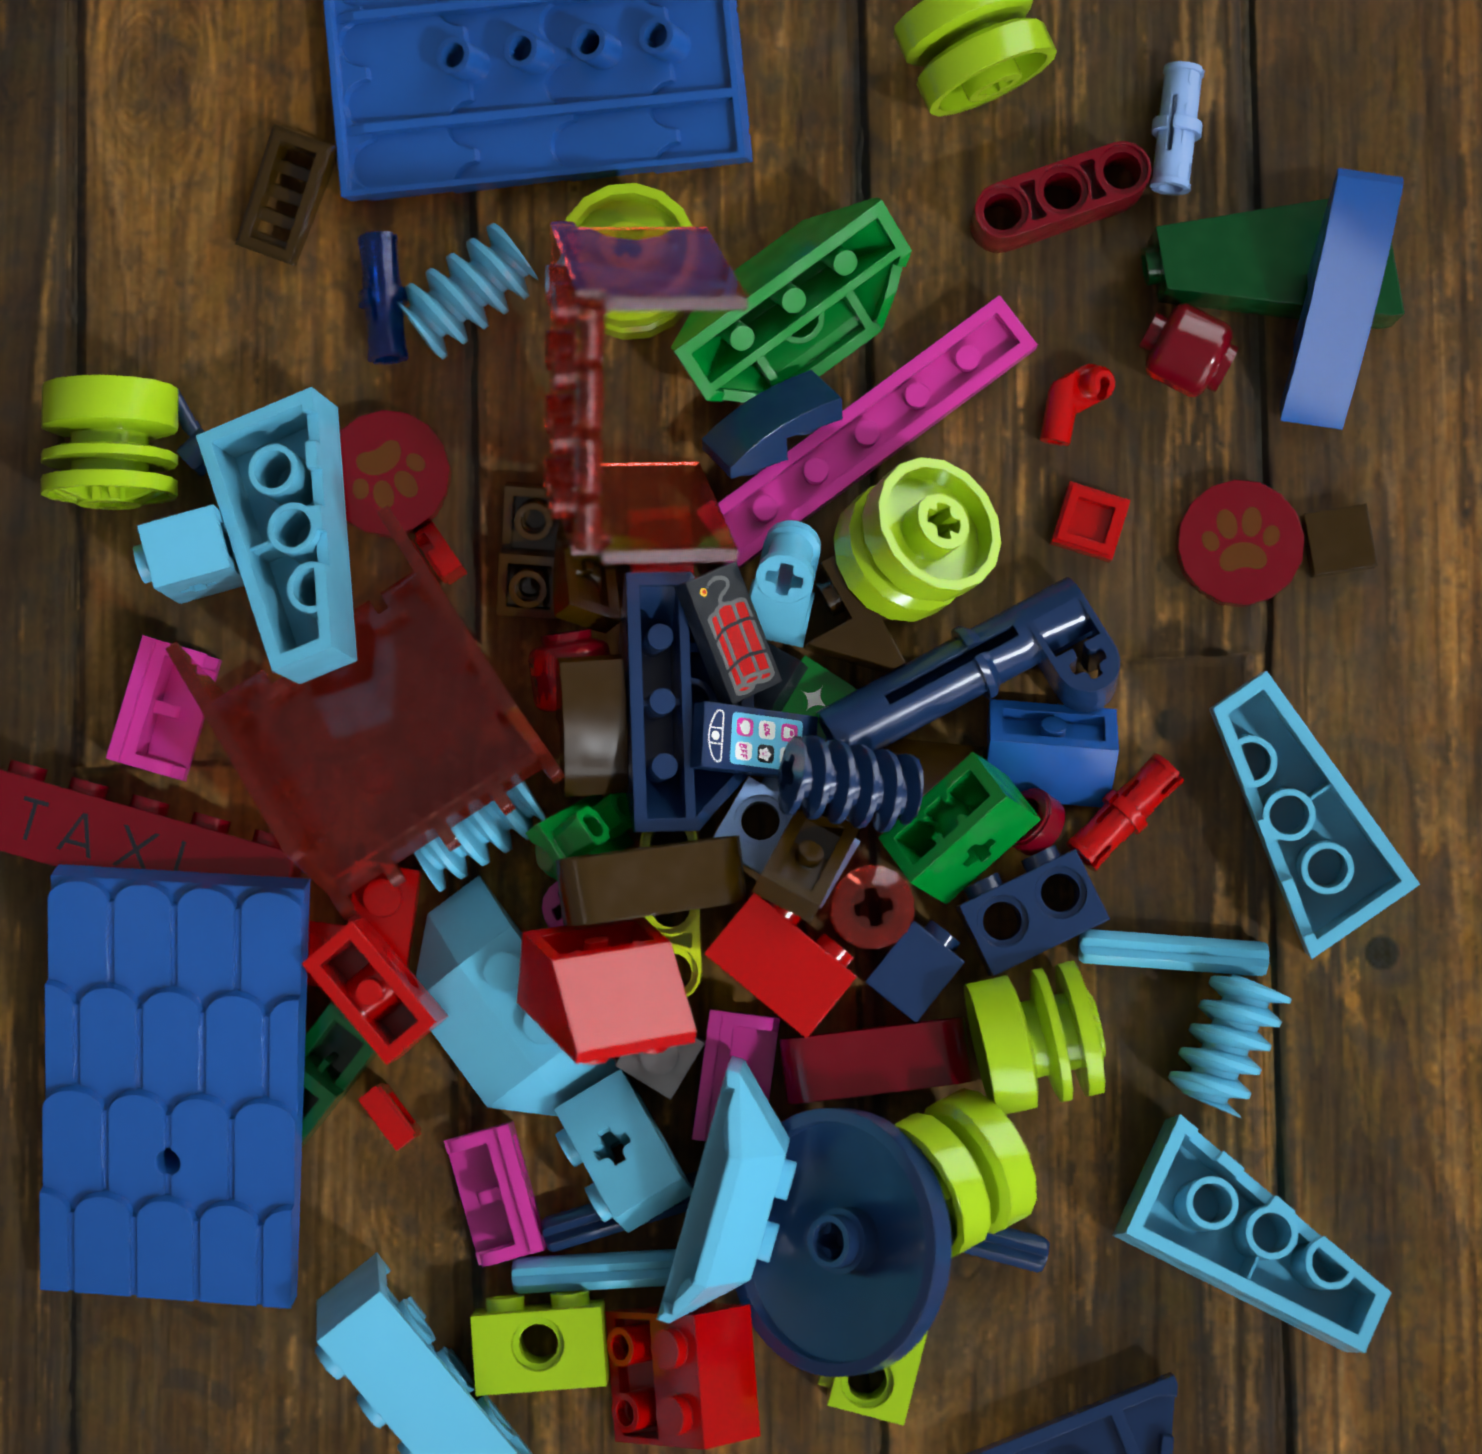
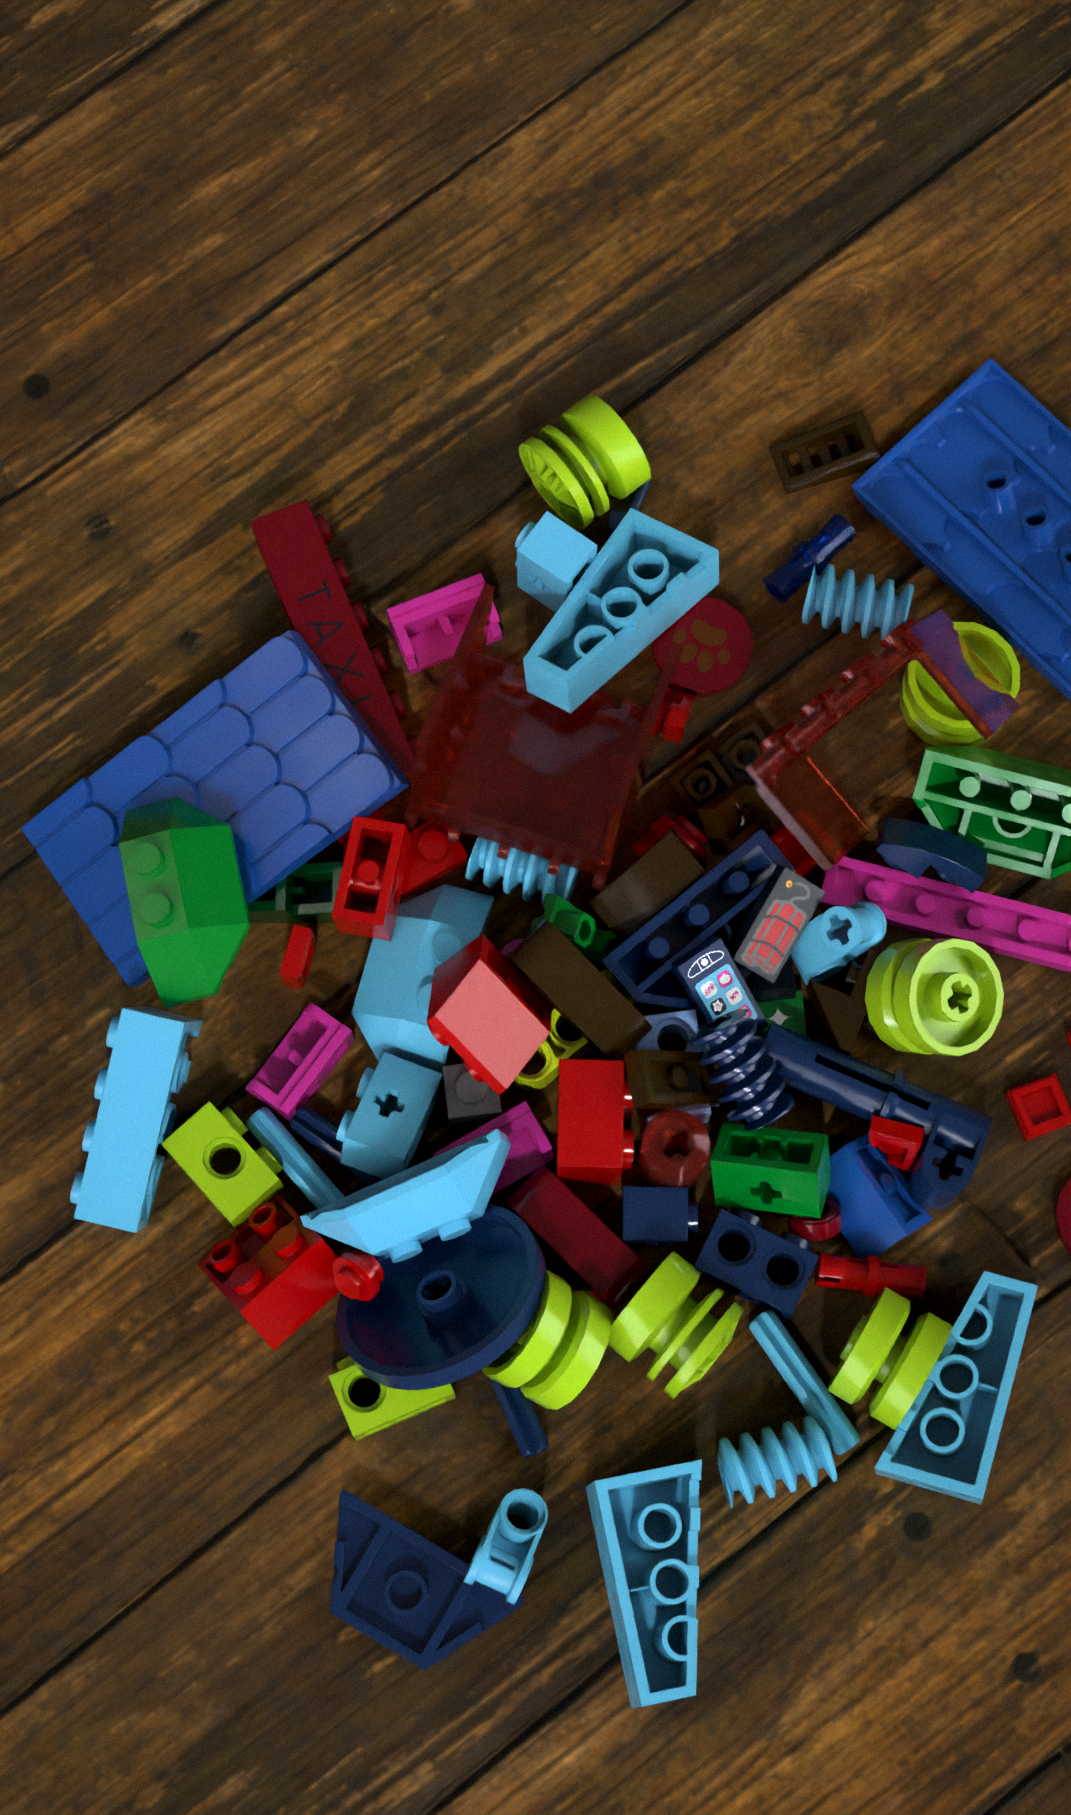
camera: 50 degrees right, 10 degrees down
(245, 1192) = (183, 897): none -> green wedge
(756, 1306) = (357, 1275): none -> red plate
(1025, 684) = (896, 1140): none -> red tile
(1122, 1366) = (505, 1551): none -> medium azure piece
(1222, 861) = (882, 1354): none -> lime wheel

